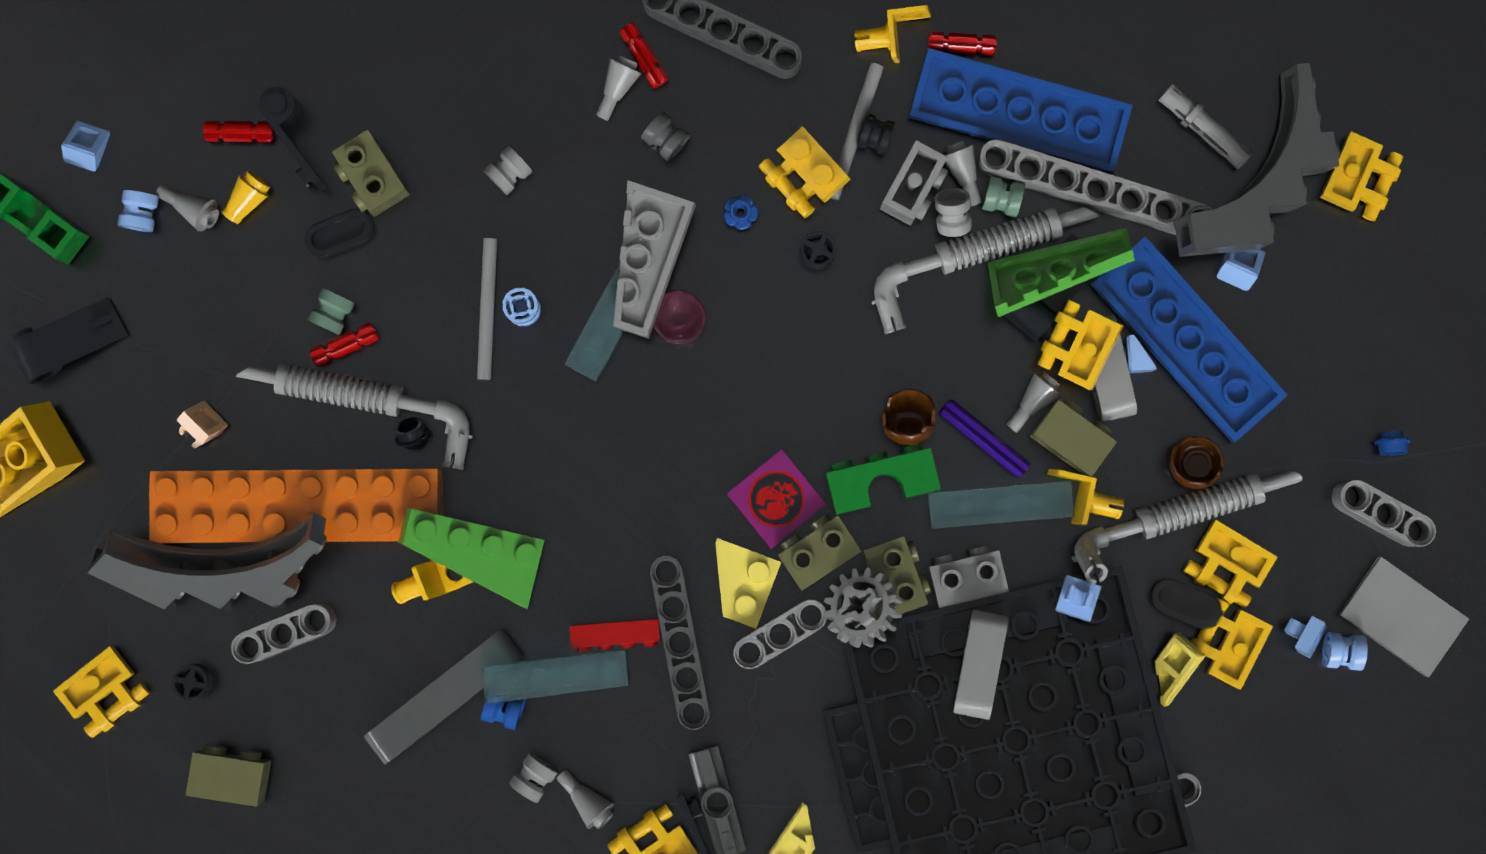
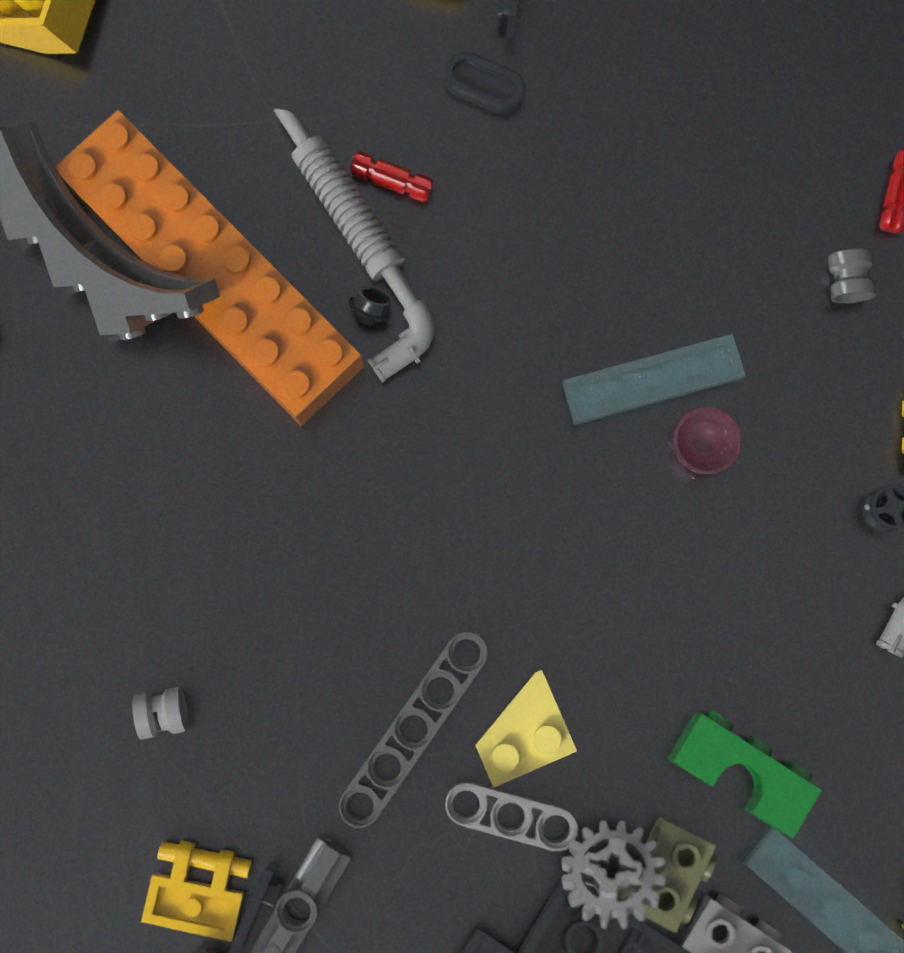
camera: 45 degrees right, 5 degrees down
(201, 423) = (204, 120): light nougat tile -> none
(267, 638) = (66, 353): light grey beam -> none
(331, 312) = (410, 137): sand green wheel -> none
(370, 174) = (562, 57): olive brick -> none
(427, 580) = (258, 447): yellow bracket -> none
(439, 698) = (159, 559): dark grey beam -> none
(484, 554) = (321, 468): bright green wing -> none
(487, 309) = (543, 269): light grey bar -> none
(495, 712) = (194, 614): blue wheel -> none
(505, 172) = (682, 169): light grey wheel -> none
(522, 312) = (576, 304): light blue wheel -> none
(554, 676) = (272, 642): clear light blue plate -> none
(590, 805) = (184, 790): light grey cone -> none
(615, 633) = (364, 660): red piece -> none
(619, 79) = (860, 189): light grey cone -> none
(651, 243) = (745, 354): light grey wing -> none
(740, 221) = (840, 406): blue plate -> none
(776, 499) = (629, 690): tile -> none
(819, 551) = (621, 778): olive brick -> none
(909, 417) = (827, 741): reddish brown hair -> none
(985, 438) = (875, 832): dark purple axle -> none

